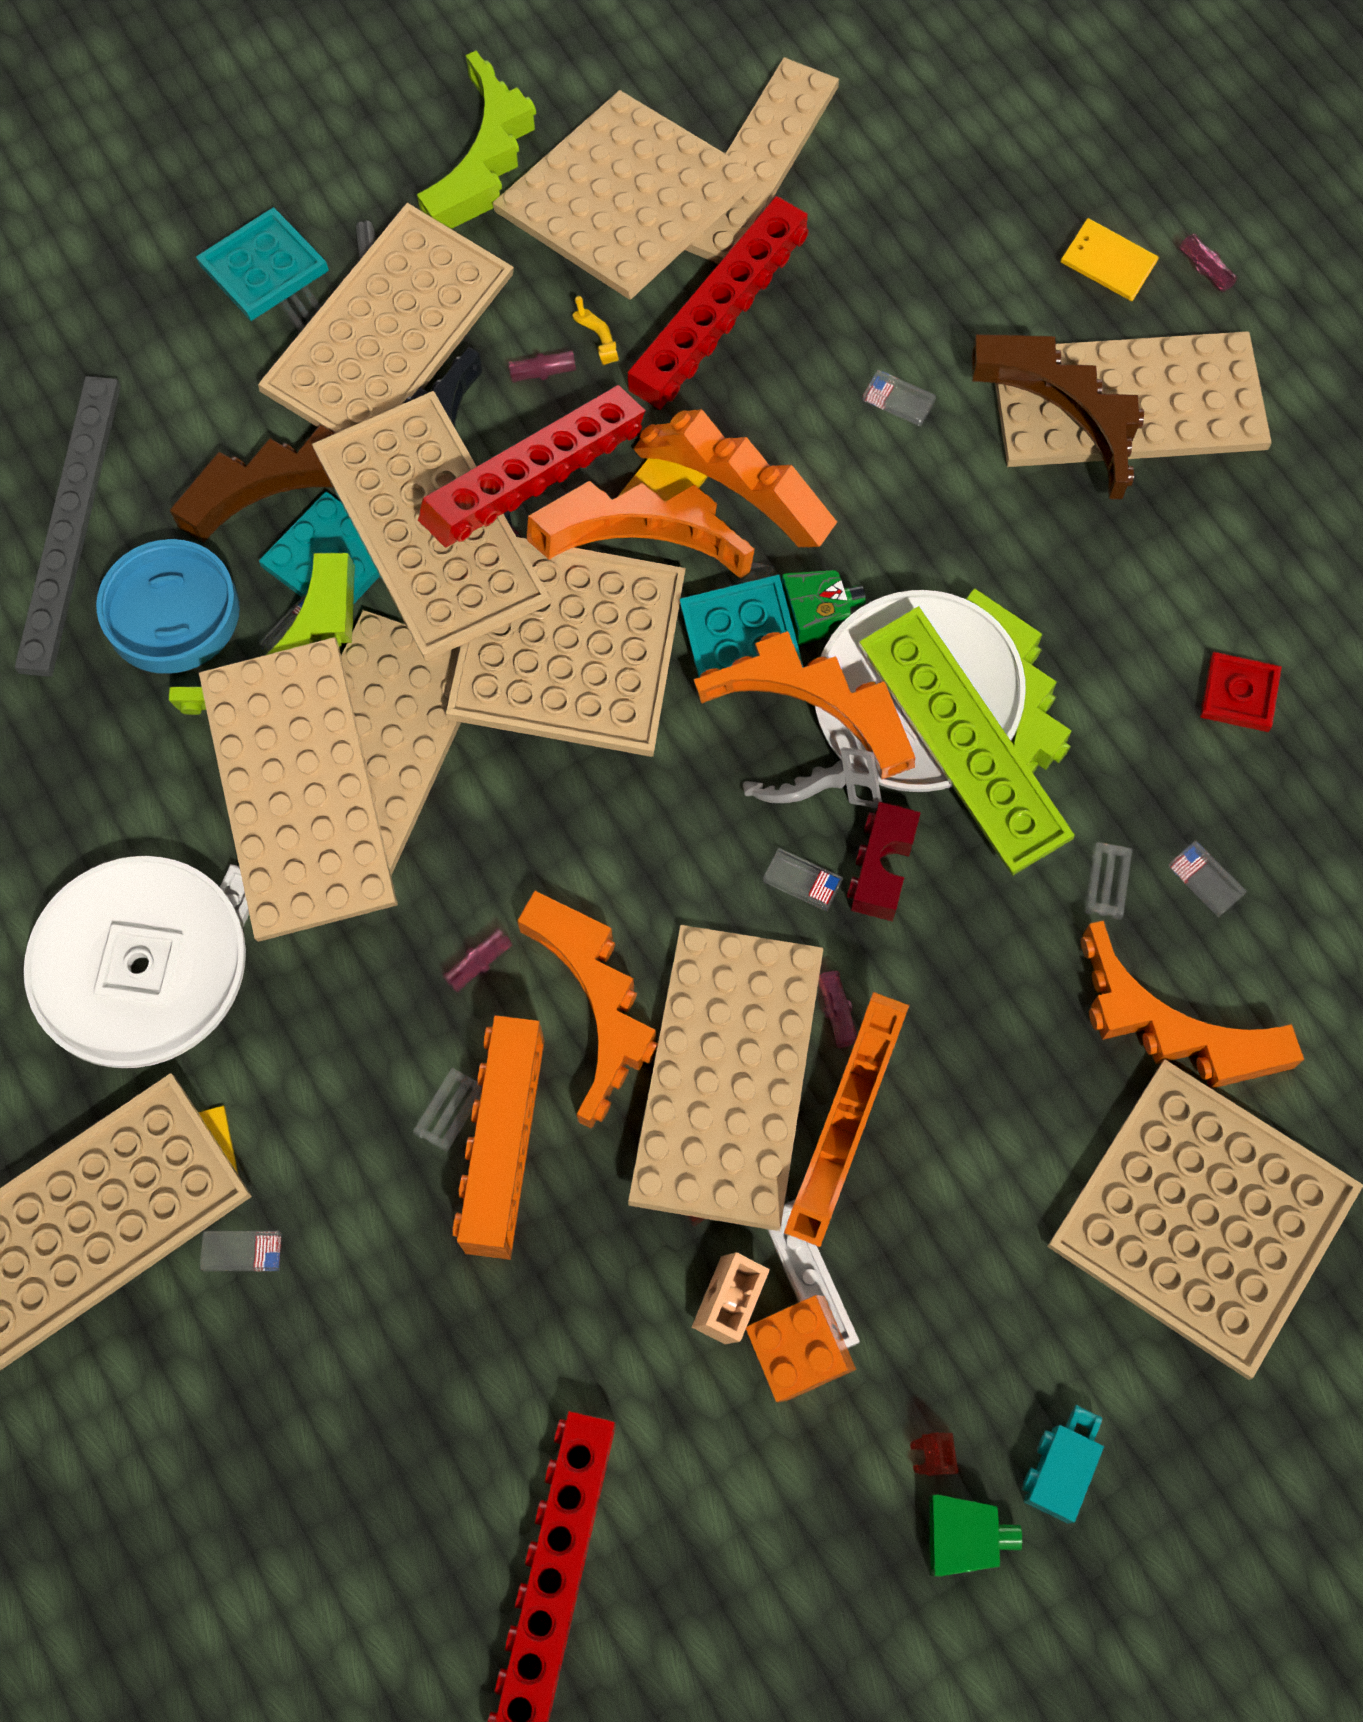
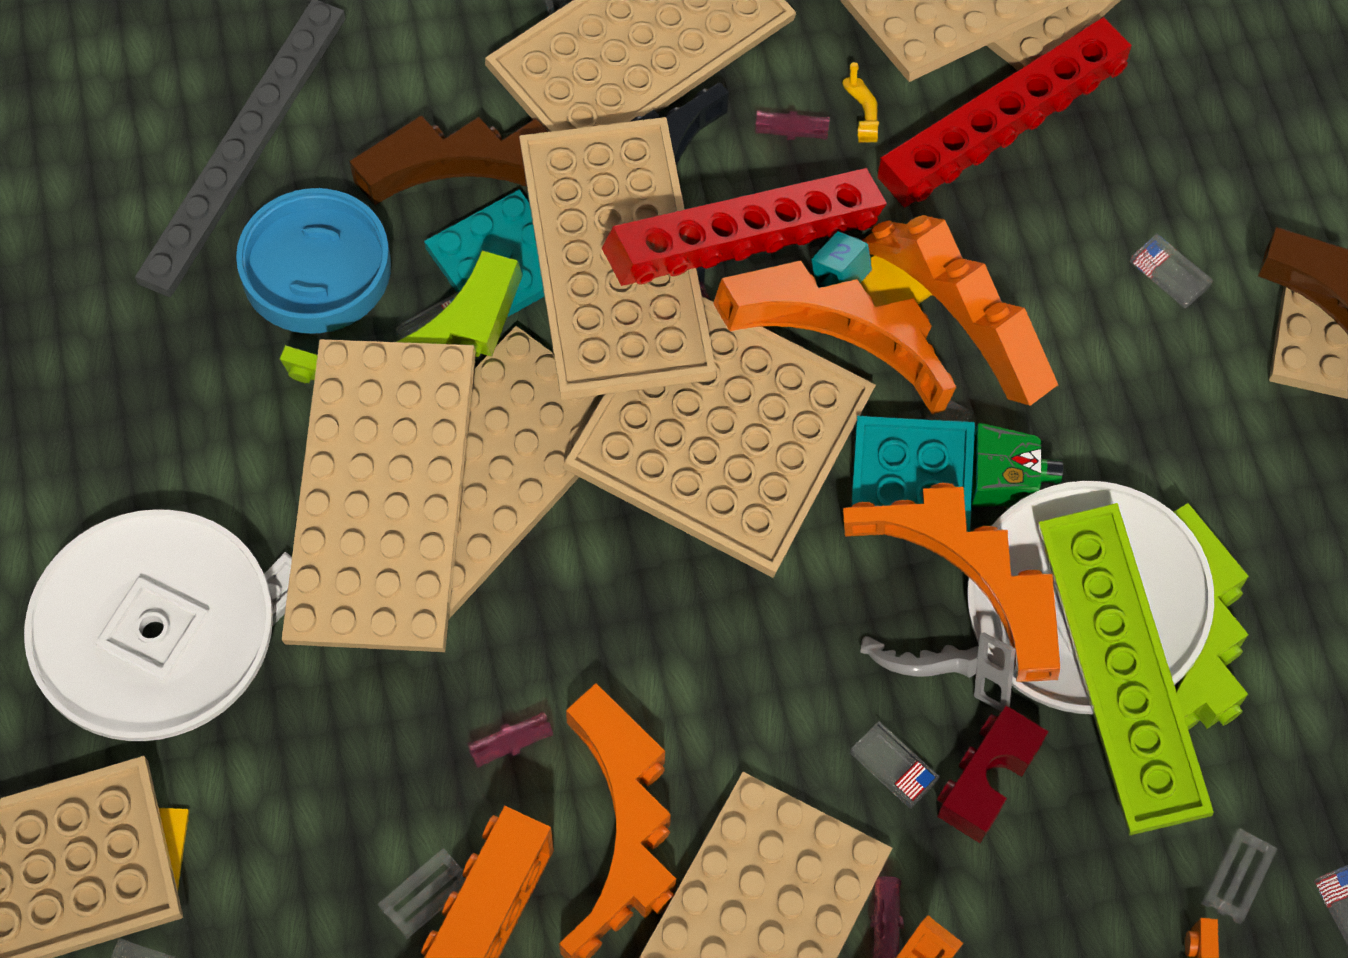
camera: 15 degrees right, 5 degrees down
(623, 471) = (841, 260): none -> teal brick

